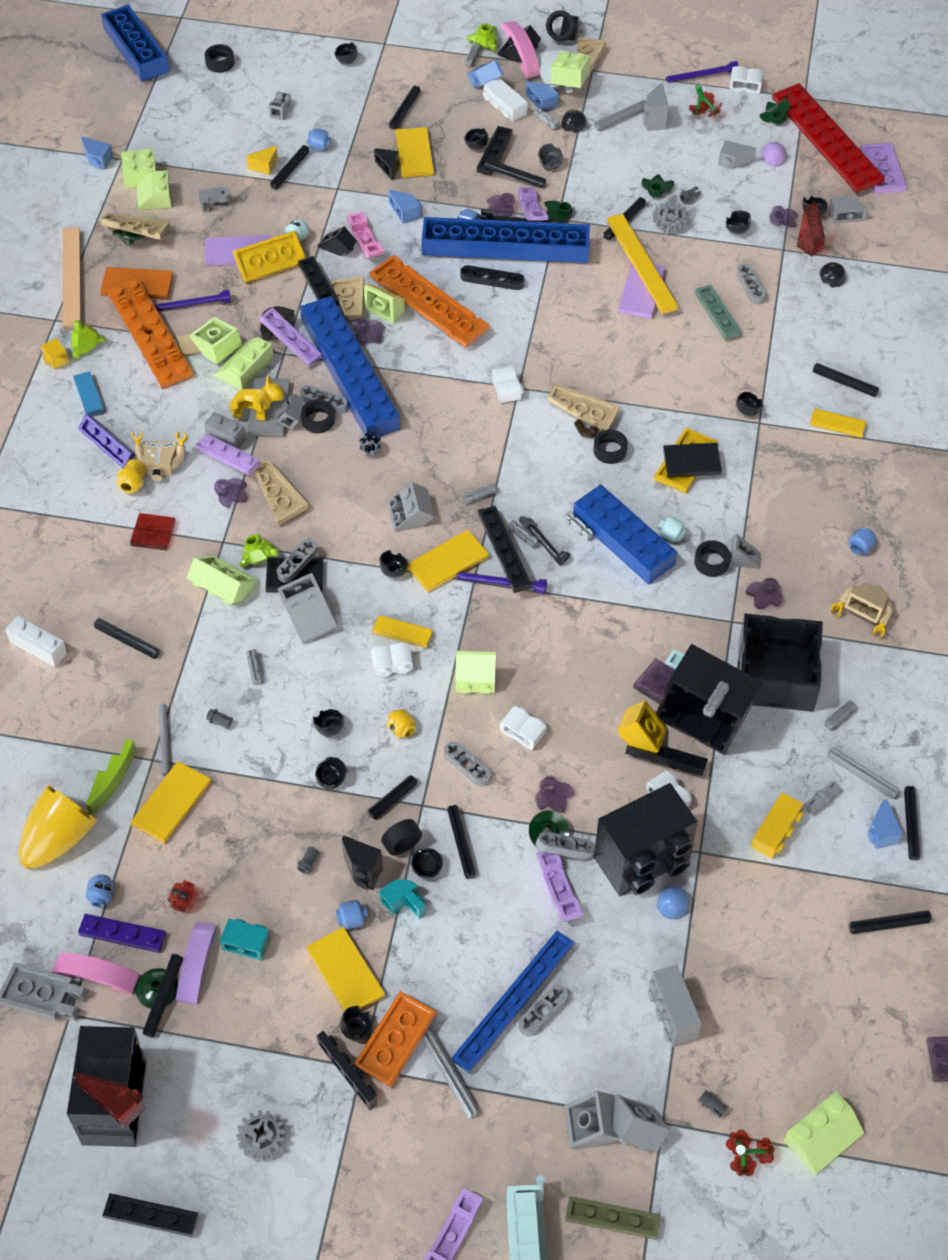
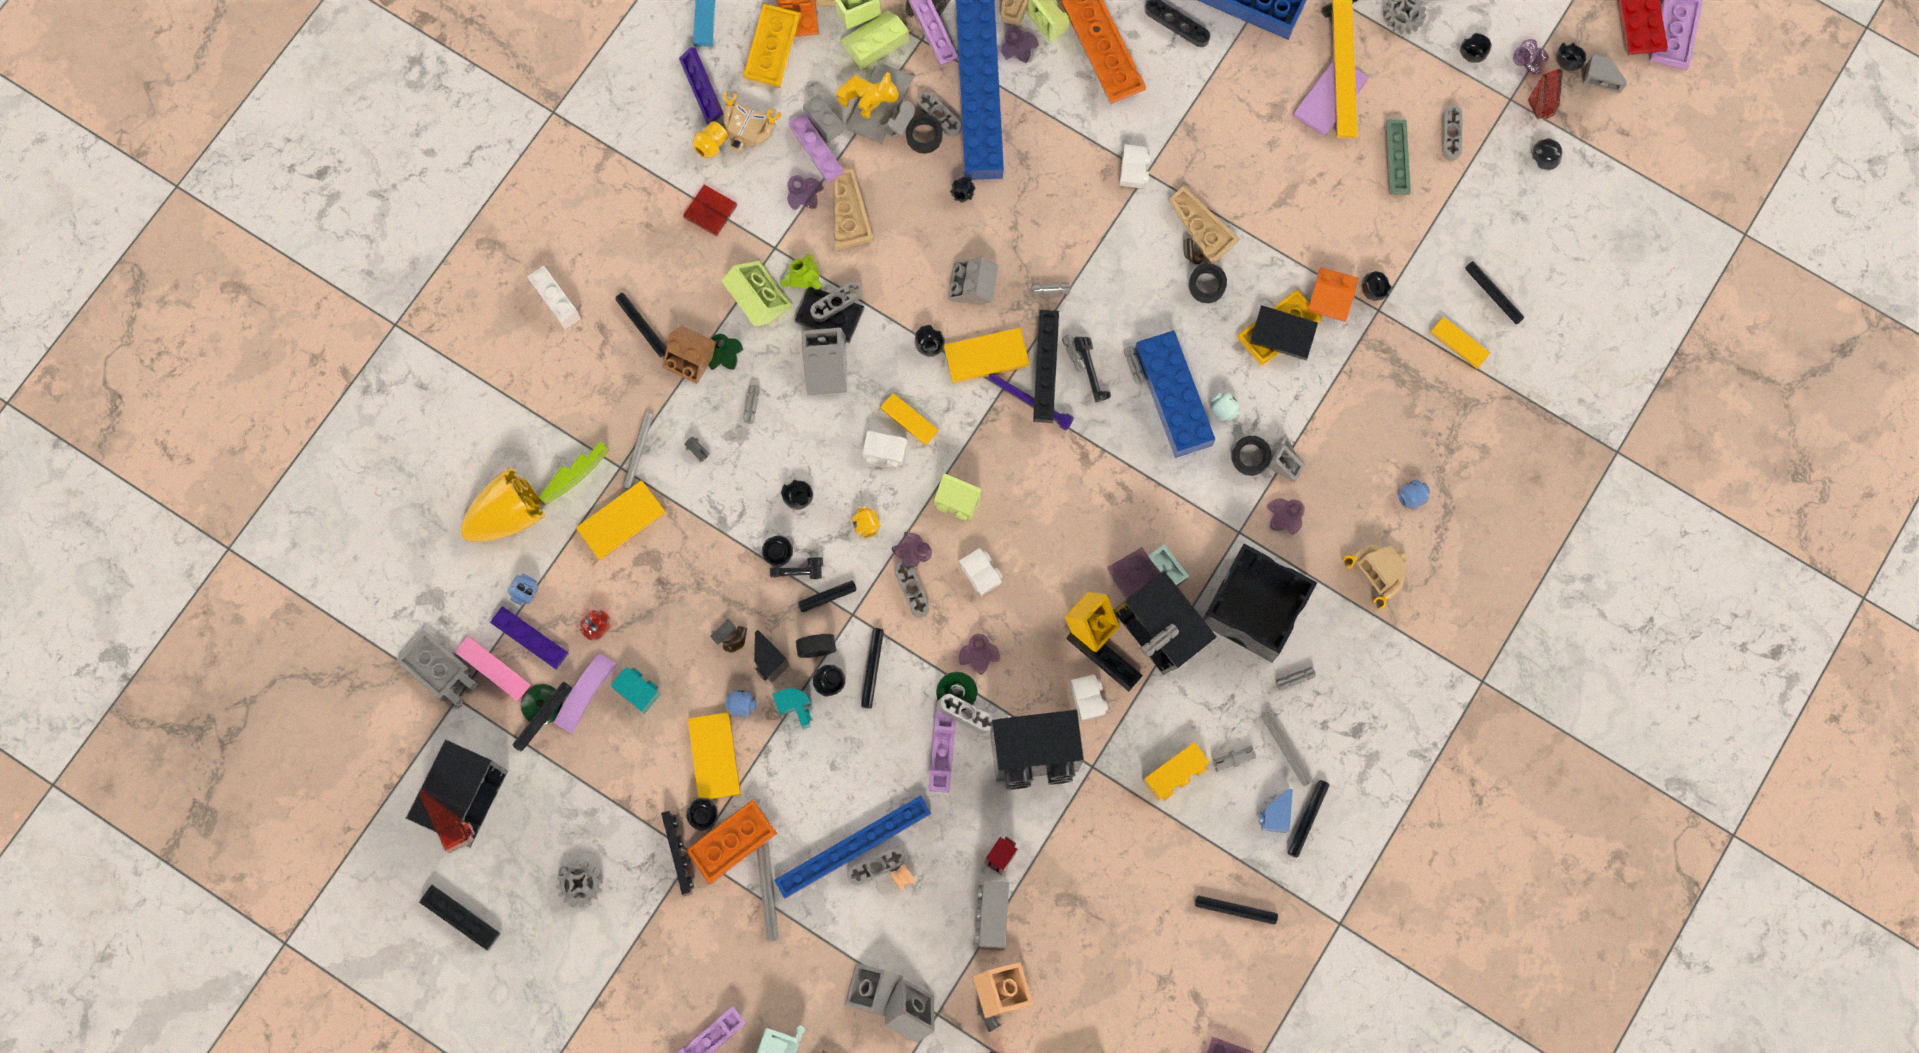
camera: 20 degrees right, 20 degrees up
(157, 393) = (771, 45): none -> yellow tile
(180, 644) = (688, 353): none -> medium nougat slope
(213, 636) = (727, 353): none -> dark green plate
(325, 864) = (737, 642): none -> dark brown arm
(370, 778) = (813, 568): none -> black brick
(454, 731) = (910, 550): none -> clear purple plate
(572, 1008) = (902, 877): none -> light nougat wheel
(657, 946) = (1001, 855): none -> dark red brick
(673, 902) = (1042, 808): medium blue hair -> none
(715, 1068) = (1002, 990): none -> light nougat brick
(717, 418) = (1332, 294): none -> orange slope

